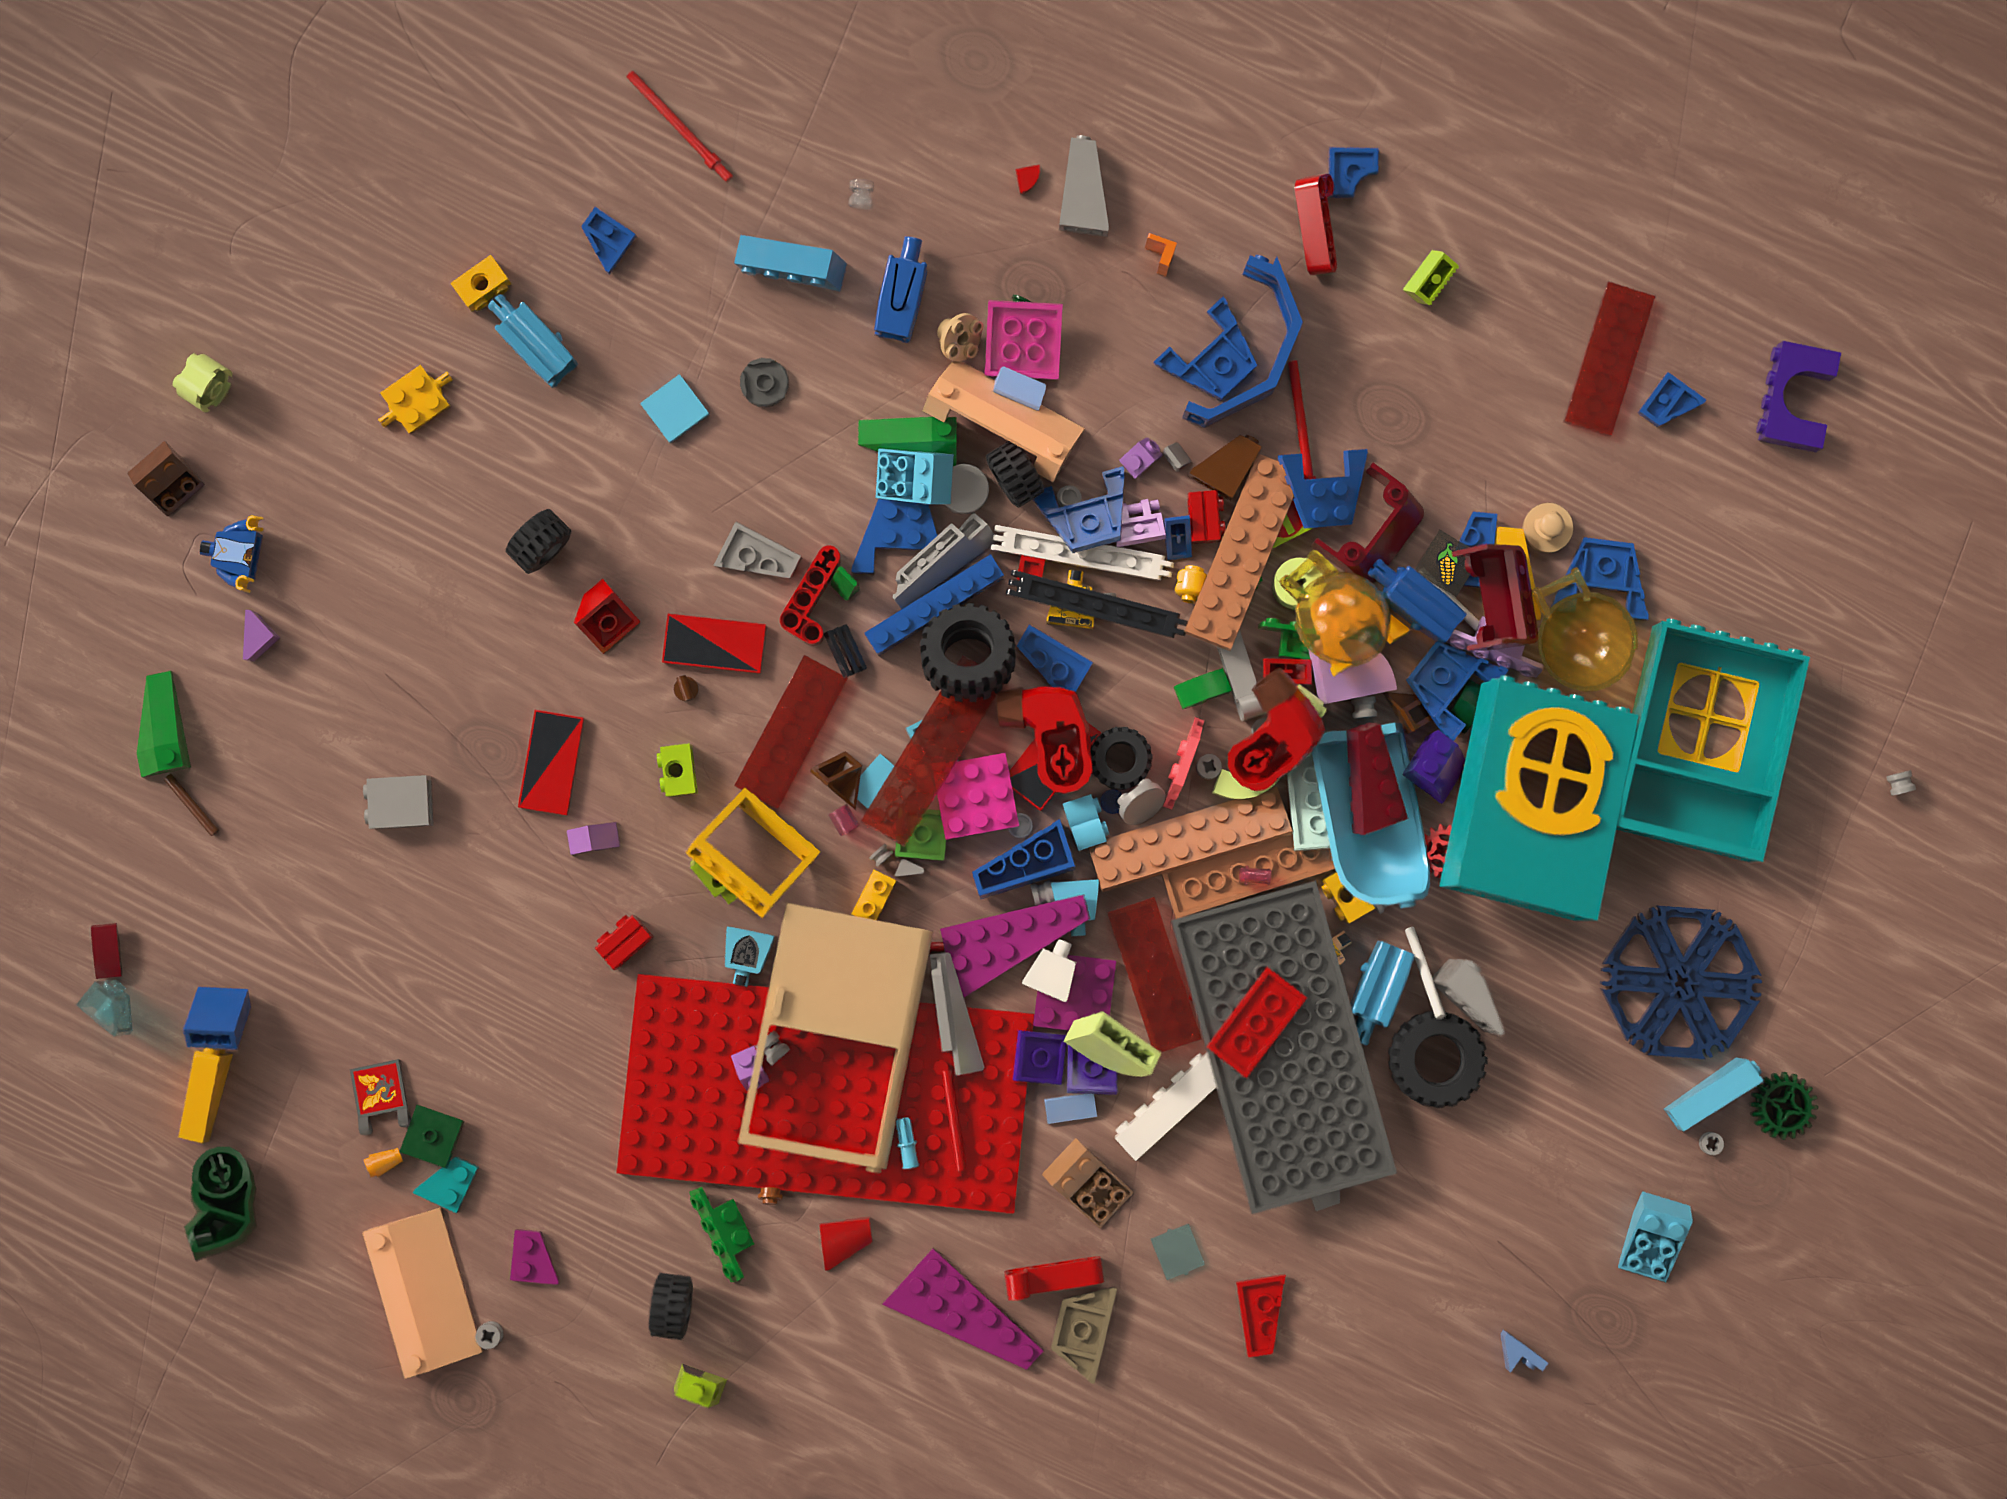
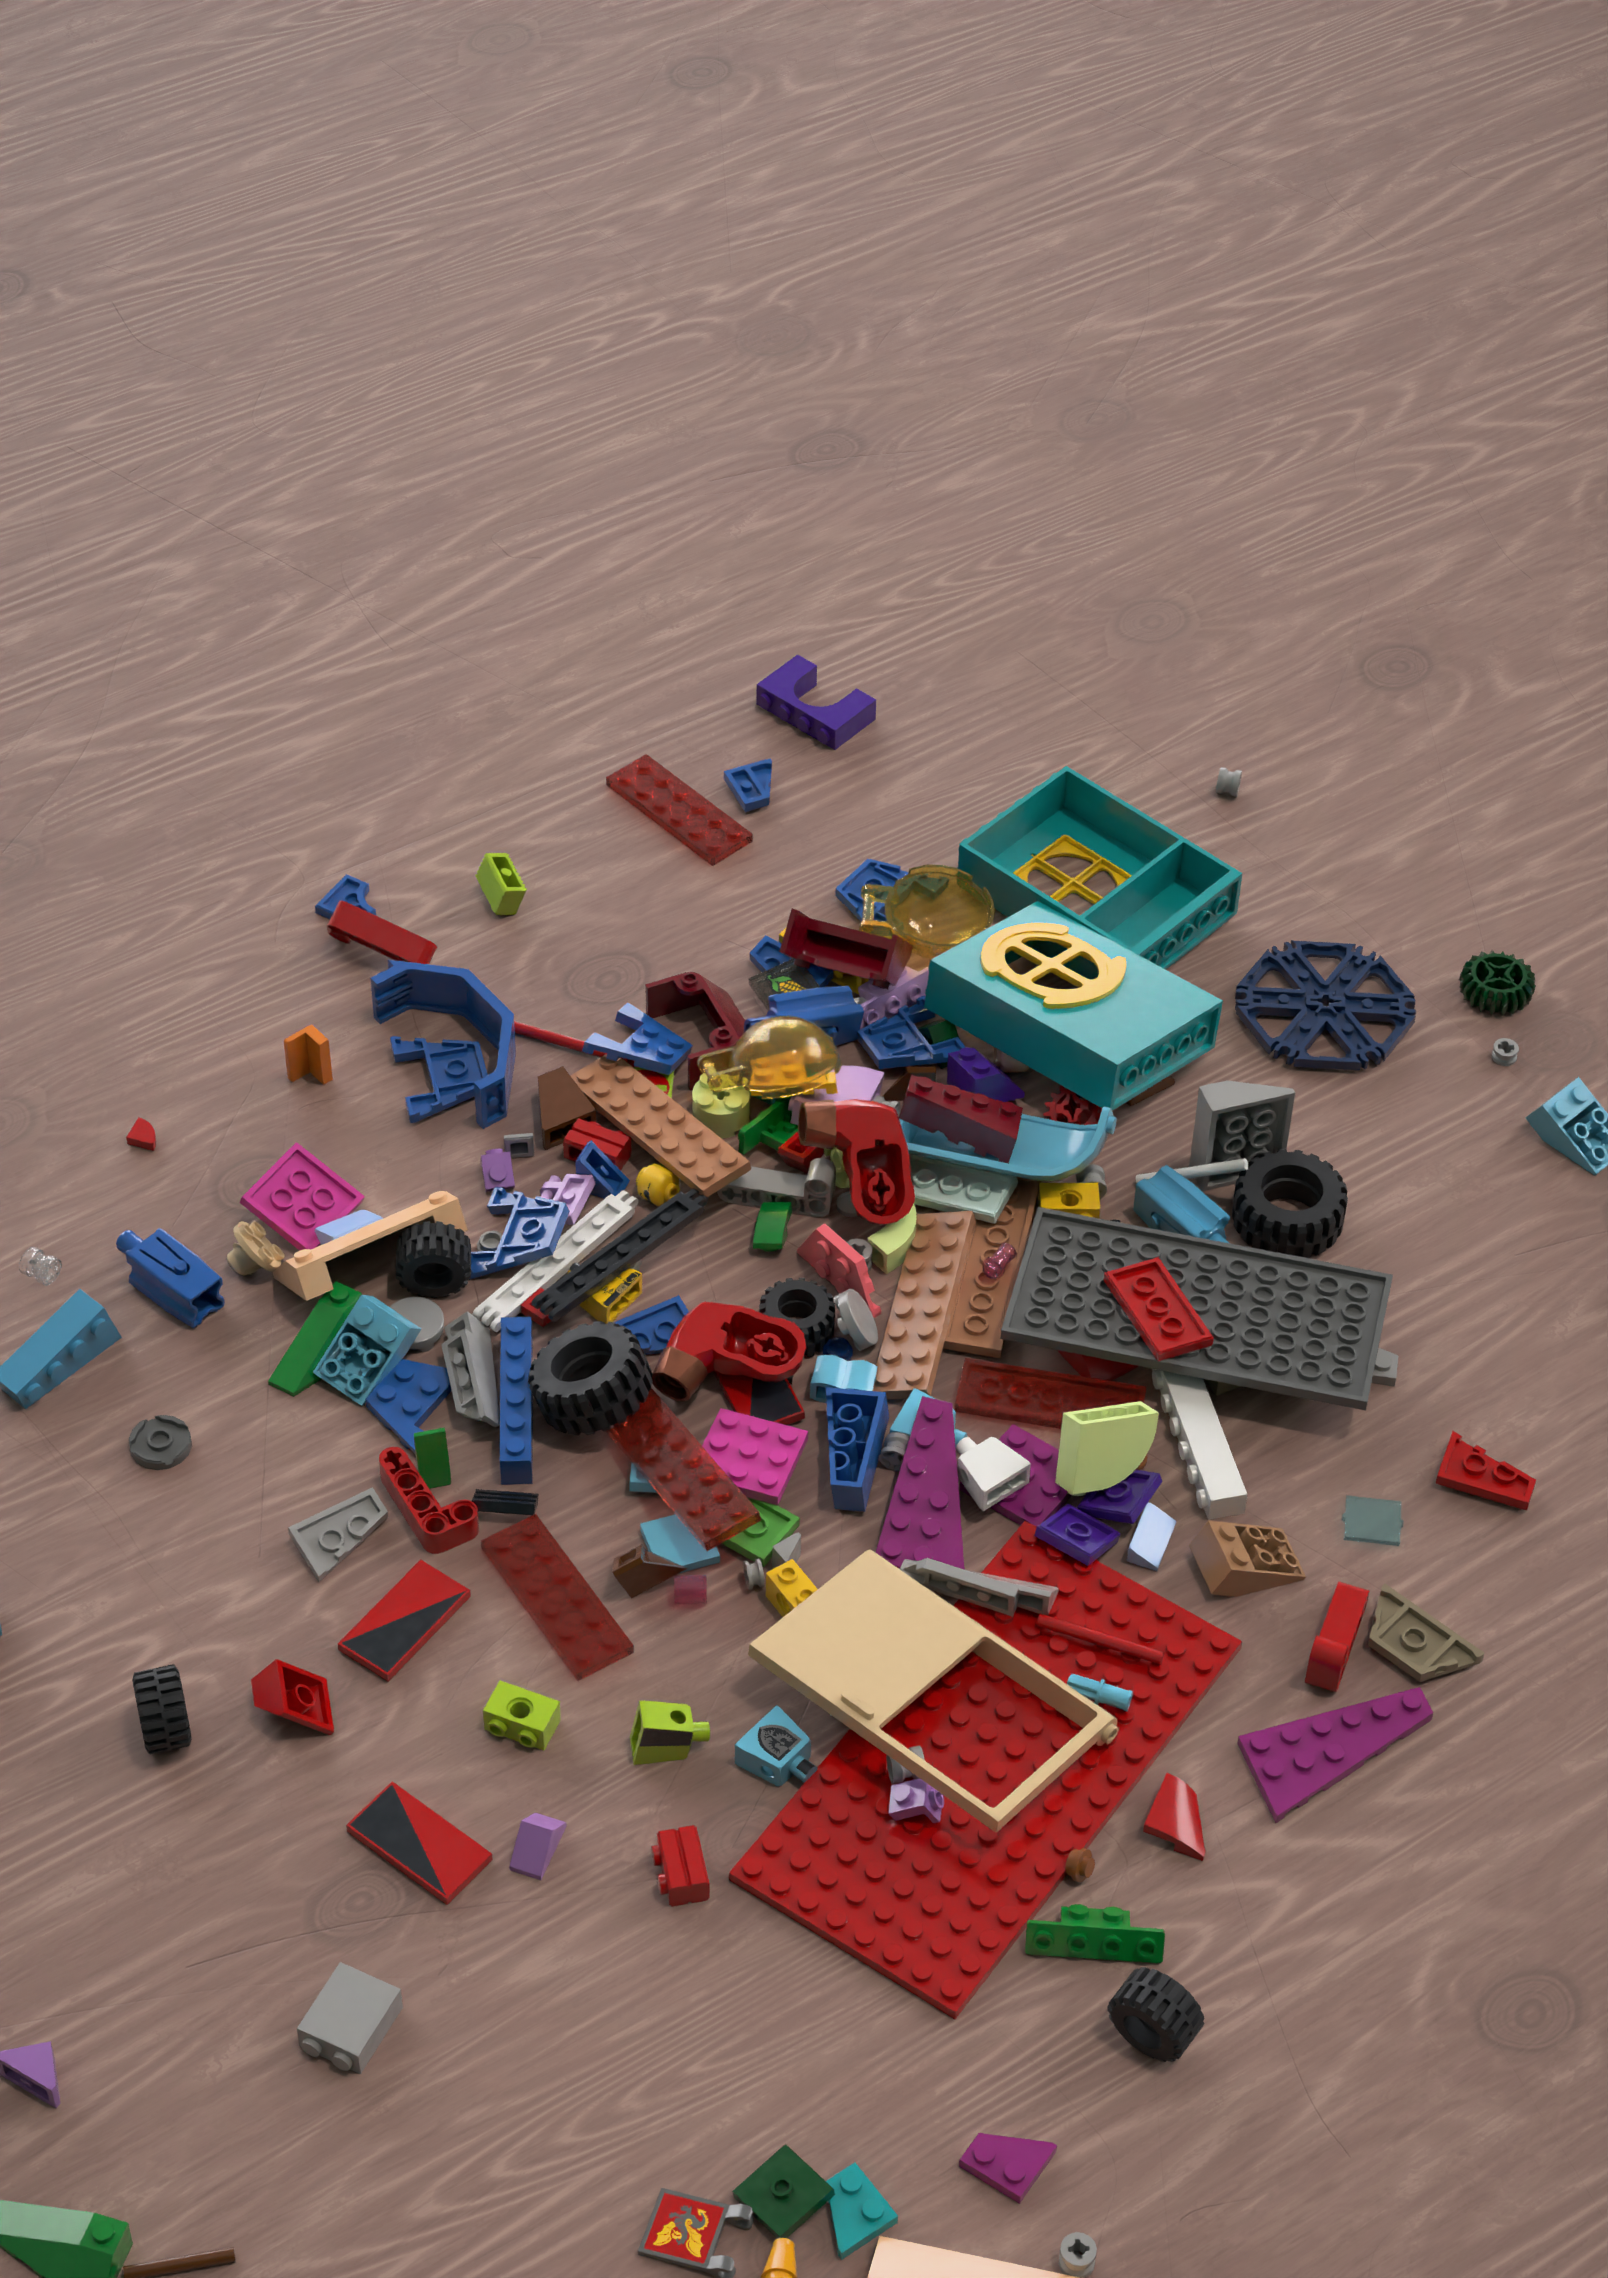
camera: 60 degrees left, 40 degrees down
(674, 408) = (120, 1533): medium azure tile -> none
(685, 688) = (433, 1667): reddish brown plate -> none
(699, 1386) = (1275, 2039): lime torso -> none
(731, 875) = (668, 1668): yellow window -> none
(1024, 828) = (813, 1446): light grey piece -> none
(1083, 195) = (194, 1094): light grey slope -> none
(1548, 527) = (809, 902): tan plate -> none
(1714, 1092) = (1453, 1018): medium azure slope -> none

